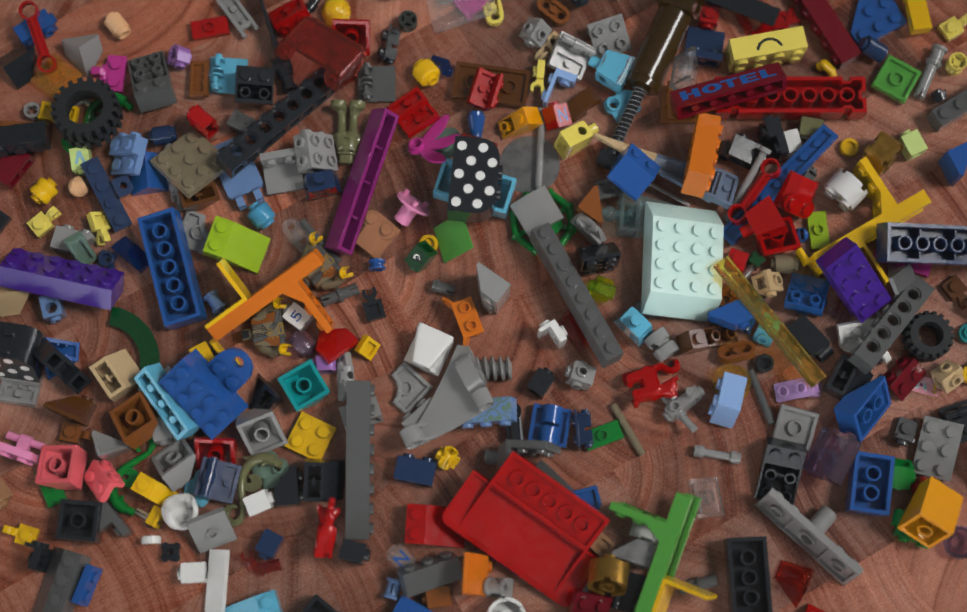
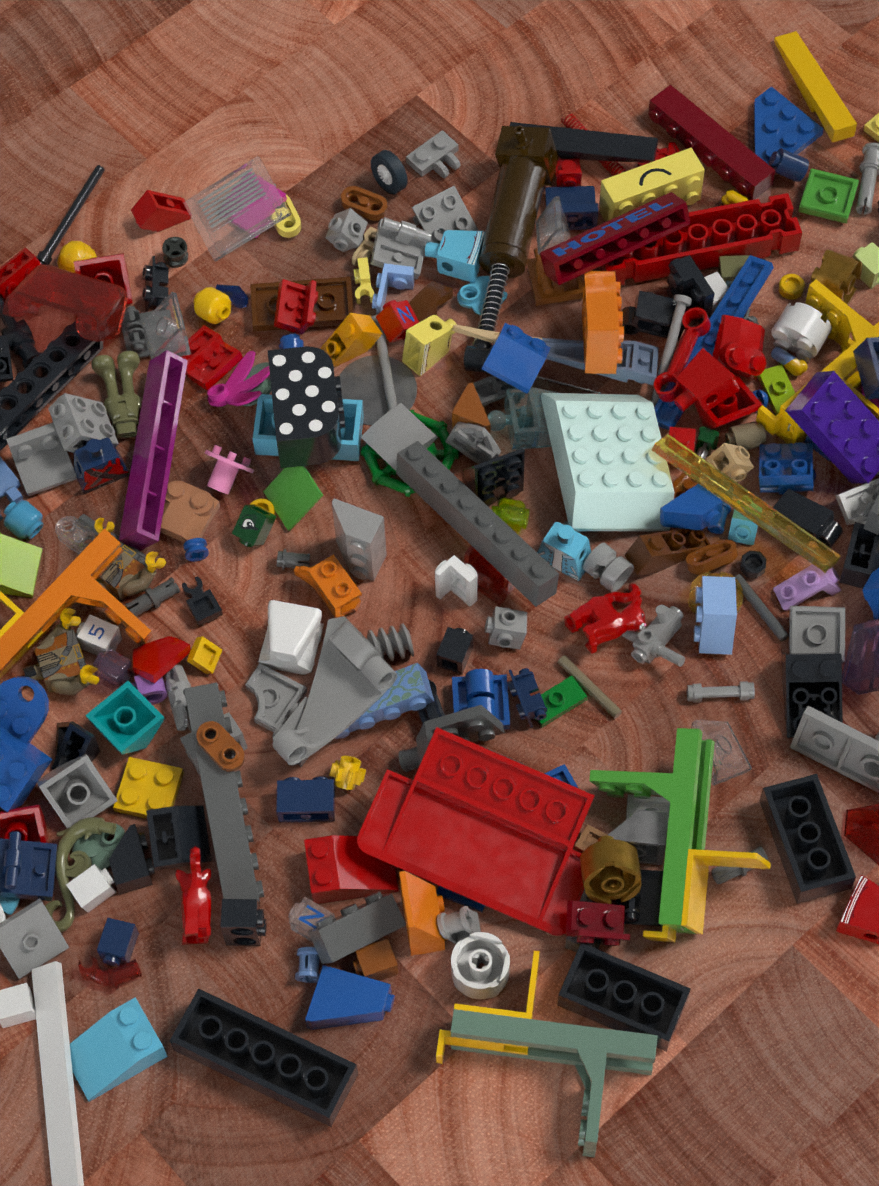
camera: 10 degrees left, 15 degrees down
(364, 427) = (220, 745): none -> dark orange plate
(388, 88) = (166, 329): none -> clear slope
(835, 215) = (790, 362): none -> arm

